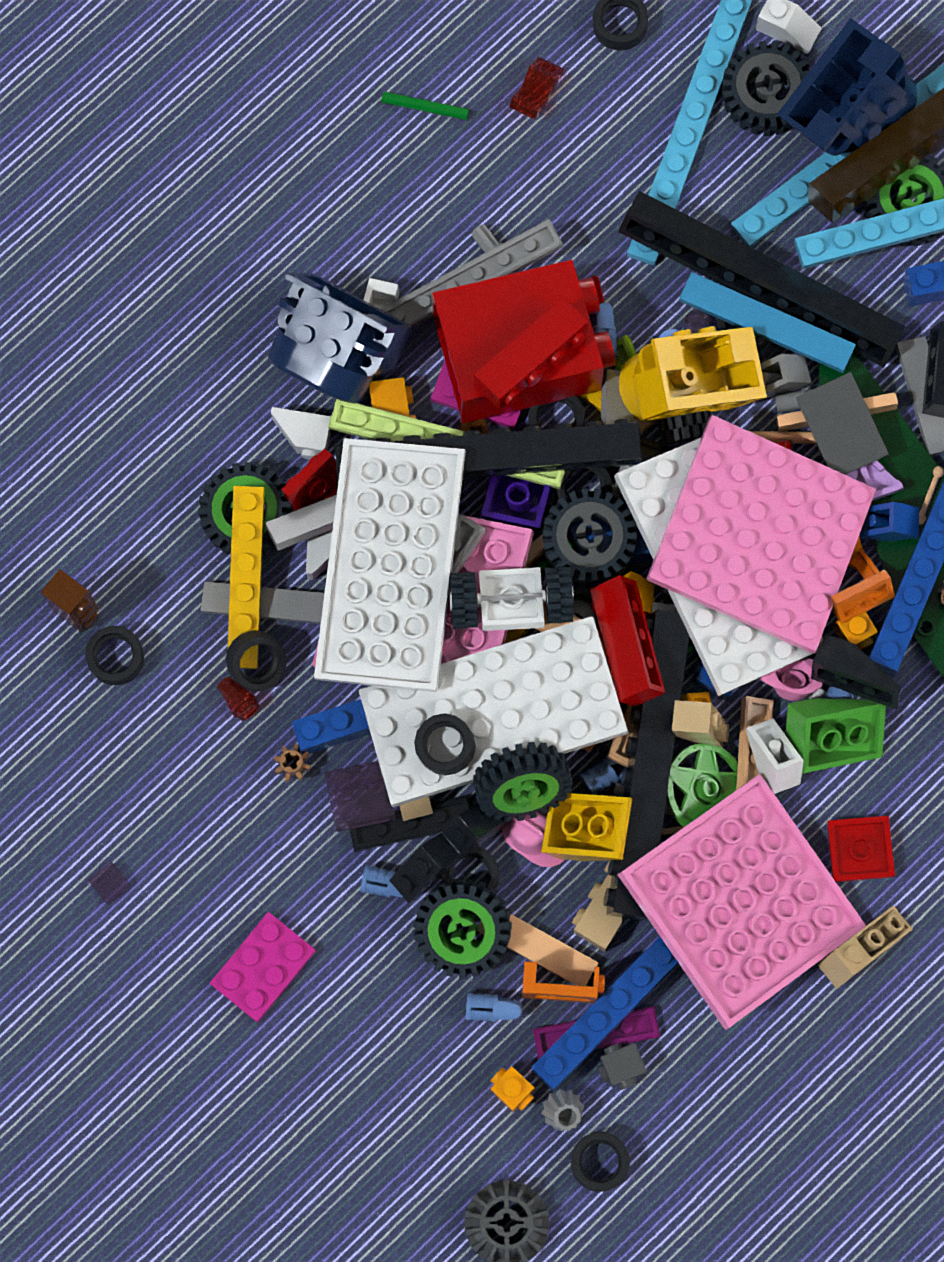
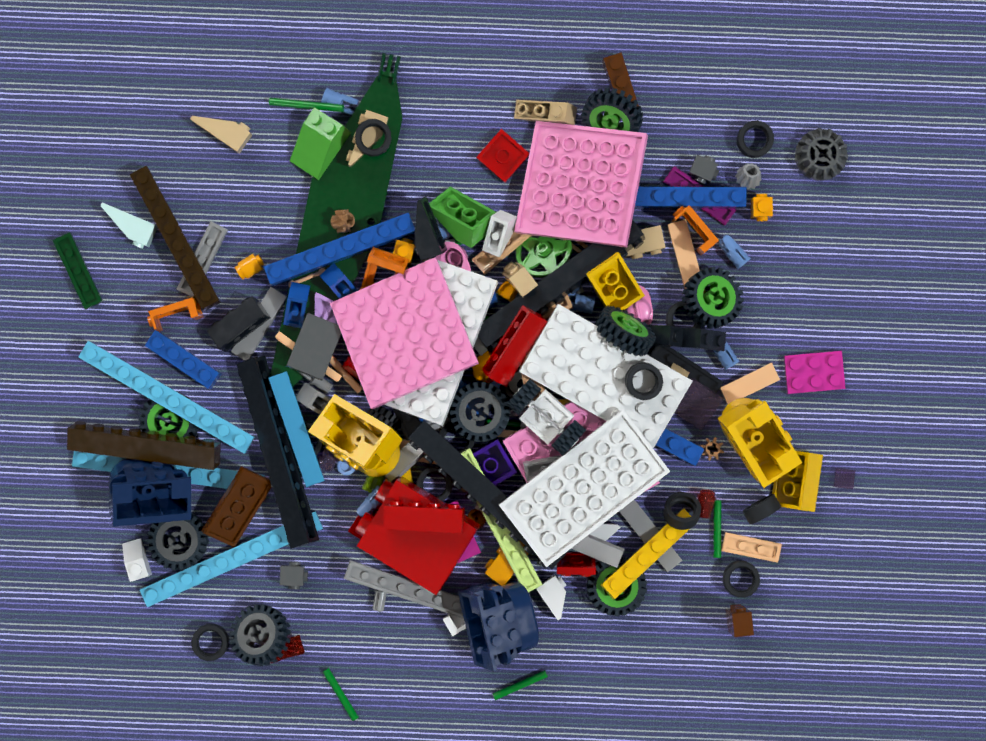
camera: 140 degrees left, 10 degrees up
(138, 703) = (751, 547): none -> light nougat tile
(161, 825) = (800, 486): none -> yellow slope
(169, 751) = (761, 509): none -> black tyre
(196, 684) = (717, 529): none -> green bar
(242, 305) = (519, 685): none -> green bar
(251, 819) = (759, 439): none -> yellow brick
(323, 880) = (750, 383): none -> light nougat tile
(587, 64) = (273, 635): none -> wheel
(606, 173) = (293, 575): none -> dark grey brick
(742, 181) = (237, 506): none -> reddish brown plate
(791, 1016) = (615, 107): none -> black wheel
(816, 1064) = (618, 75): none -> reddish brown brick
(910, 453) = (296, 305): none -> blue slope

